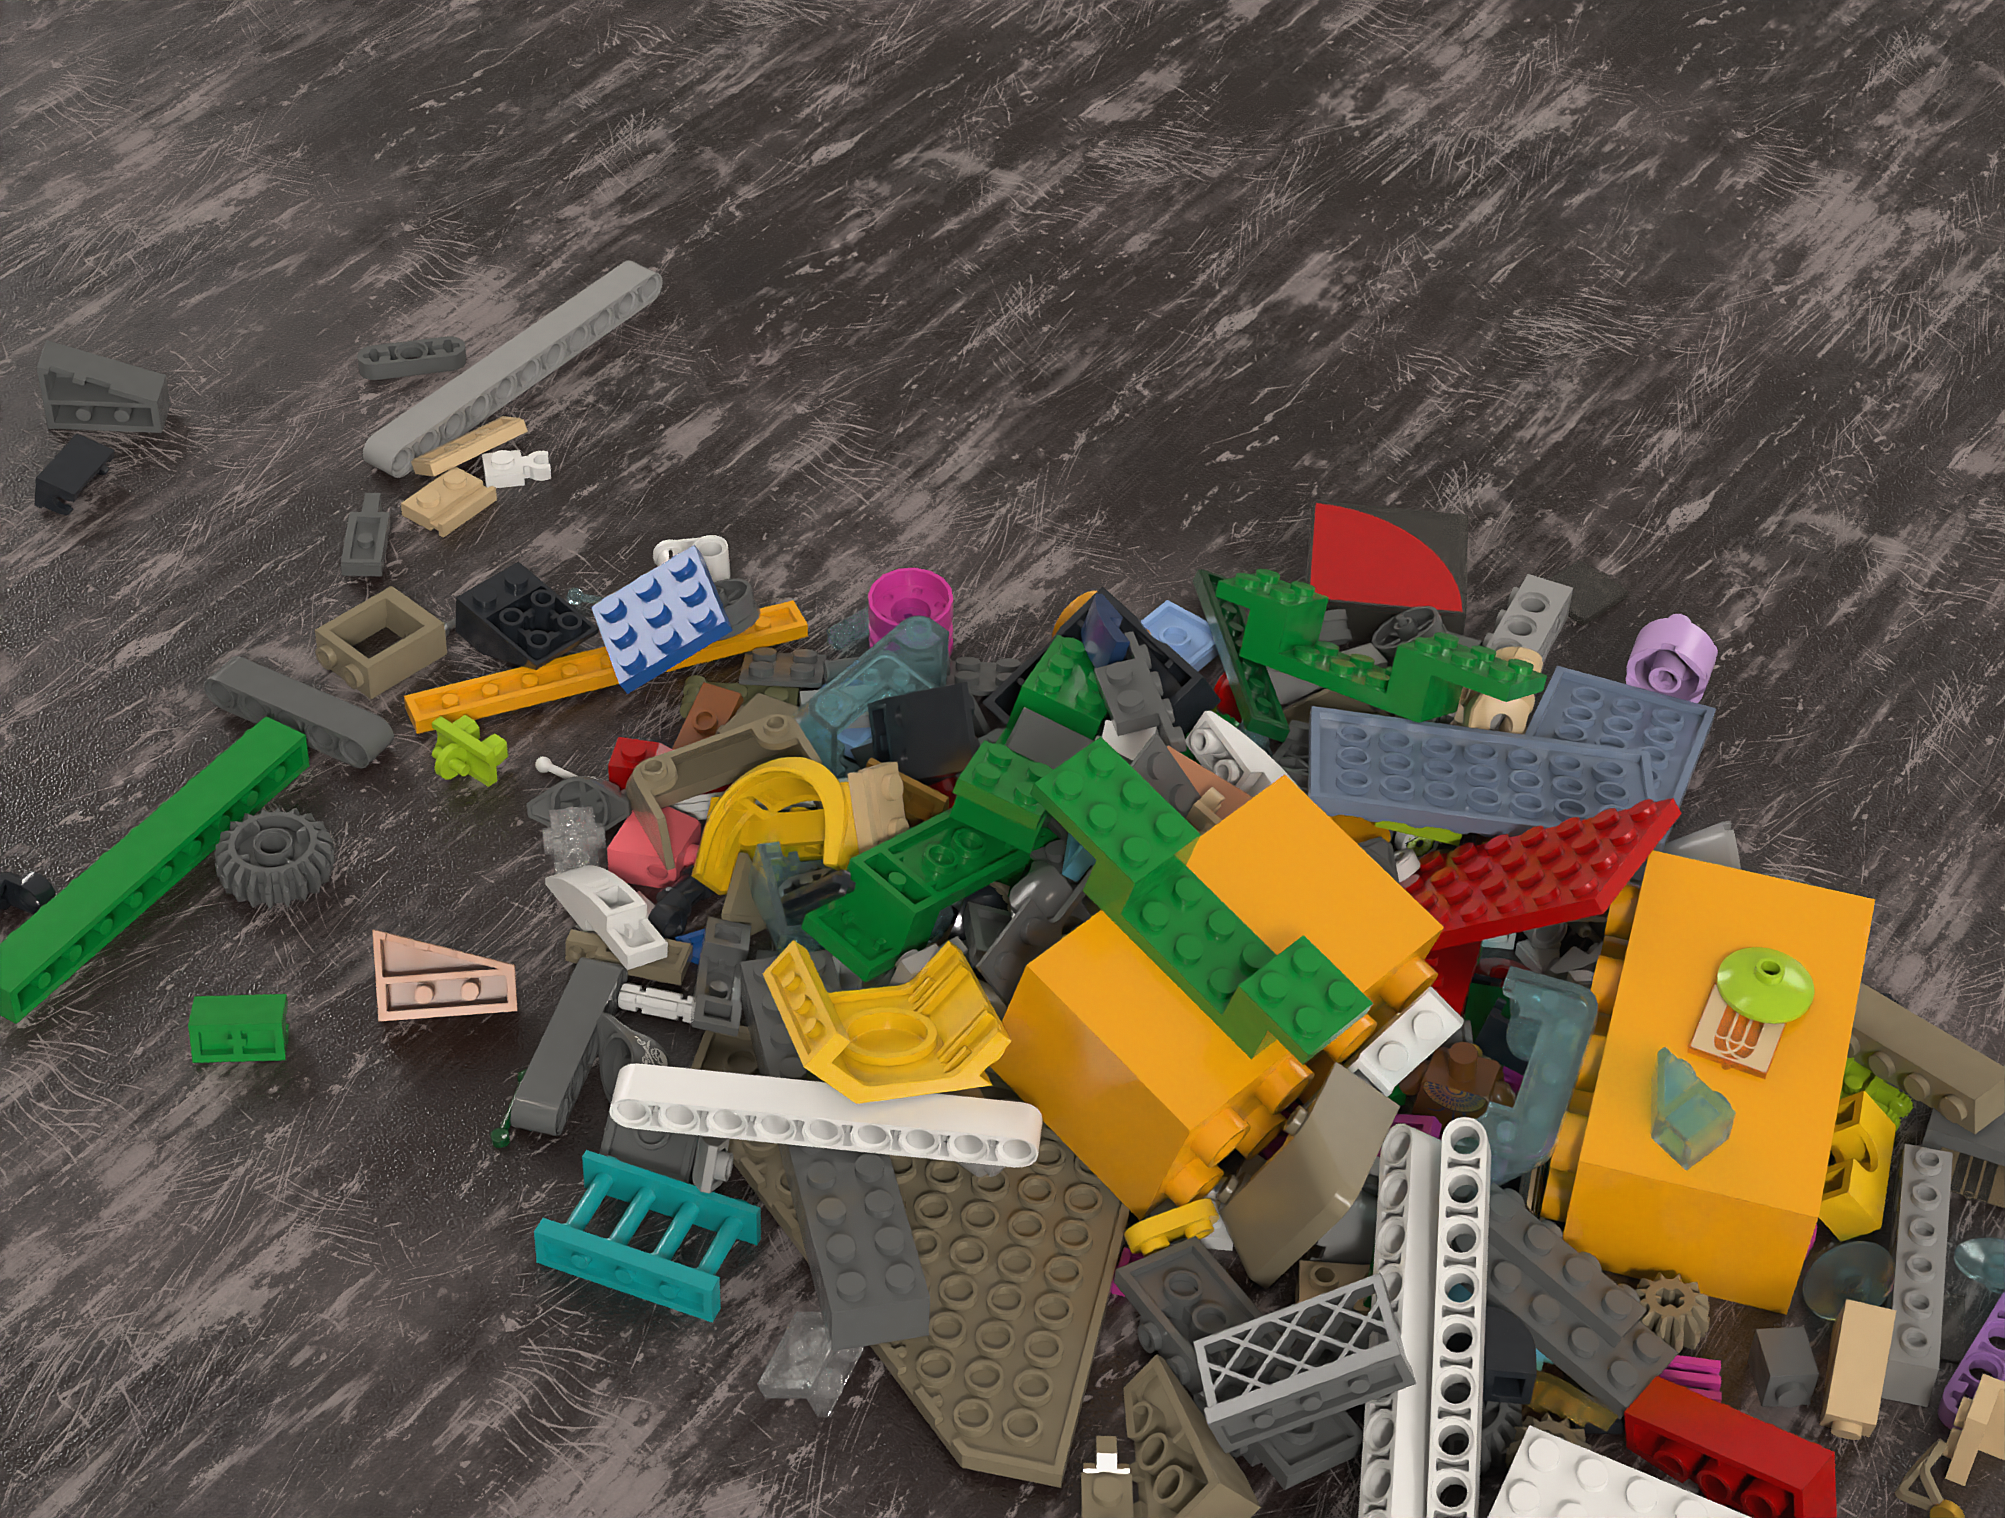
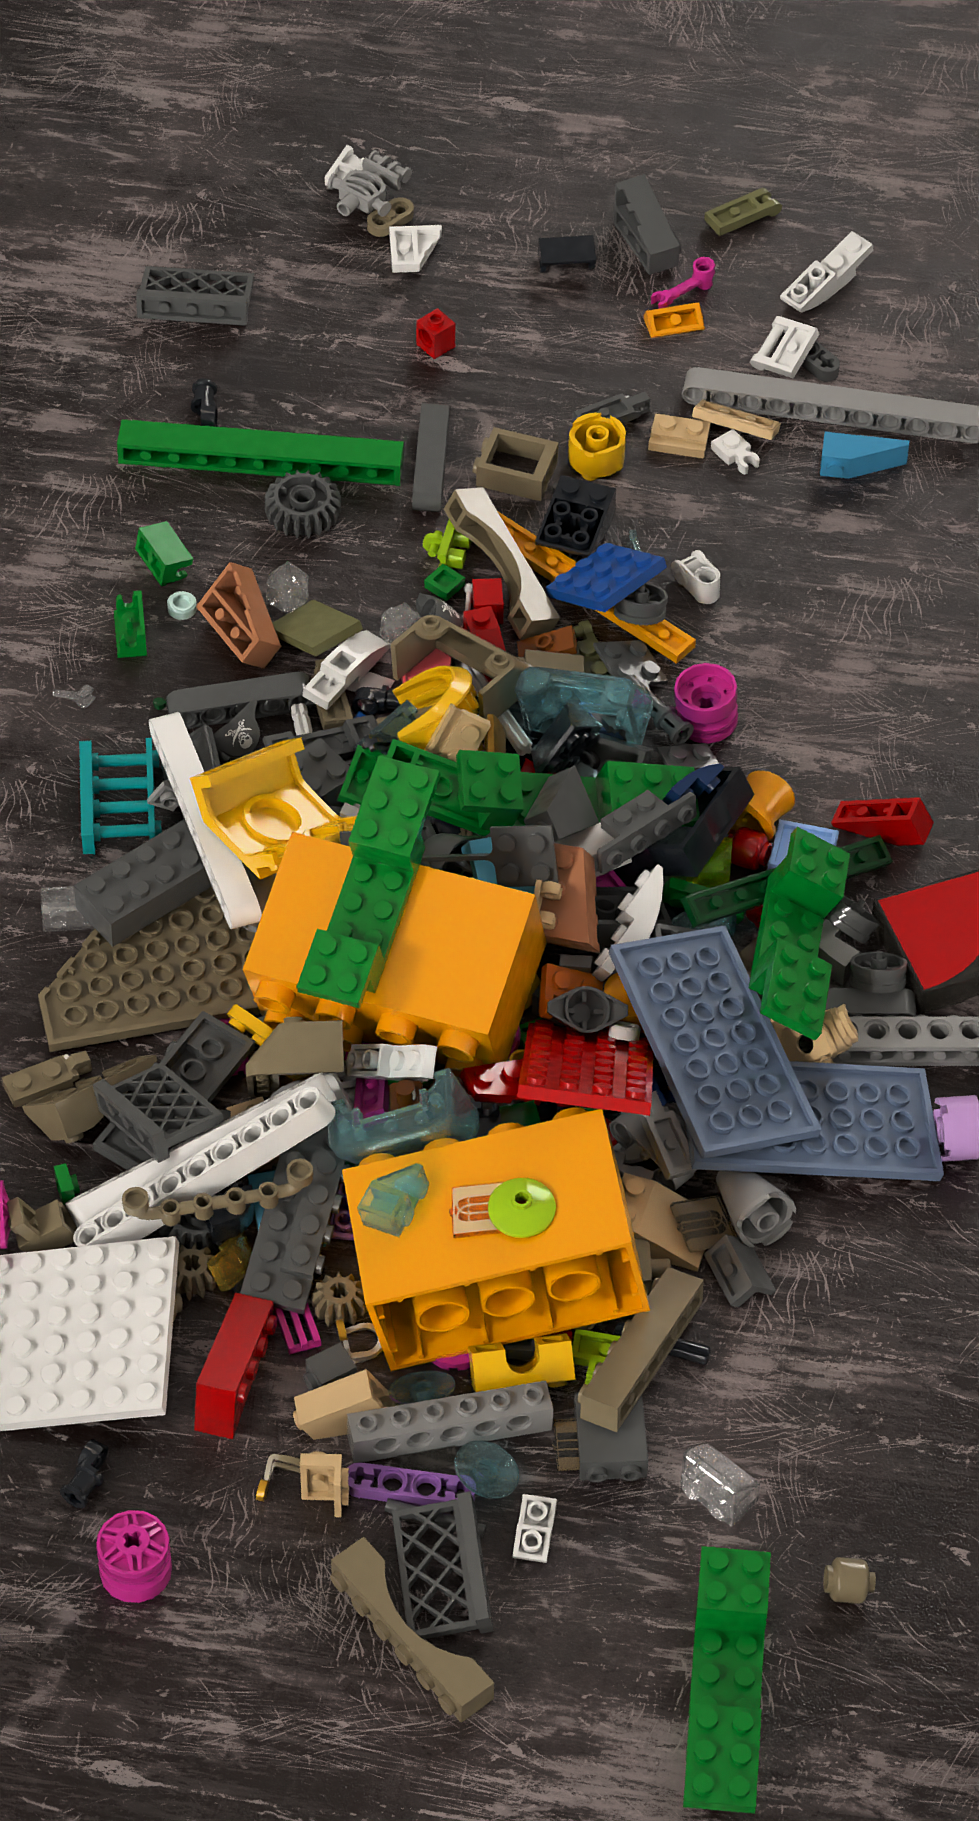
camera: 65 degrees right, 10 degrees up
(96, 628) = (435, 333): none -> red brick
(145, 322) = (742, 211): none -> olive plate
(218, 377) = (702, 278): none -> dark pink brick
(261, 437) = (674, 320): none -> light orange slope
(312, 291) = (829, 276): none -> white slope
(342, 1048) = (181, 605): none -> light aqua tile
(345, 1108) = (130, 627): none -> green hinge
(410, 357) = (790, 351): none -> white plate
(418, 917) = (287, 587): none -> clear brick
(420, 560) = (596, 446): none -> yellow brick
(429, 1214) = (82, 698): none -> clear hand
(478, 694) = (478, 520): none -> dark tan arch
(516, 913) = (316, 627): none -> olive tile
(520, 778) = (444, 582): none -> green plate
(585, 747) = (488, 593): none -> red brick
(606, 380) = (859, 455): none -> dark azure slope
(1173, 560) = (896, 820): none -> red slope
(1502, 1413) = (136, 1199): none -> dark tan bar
(1738, 1320) = (357, 1356): none -> white piece

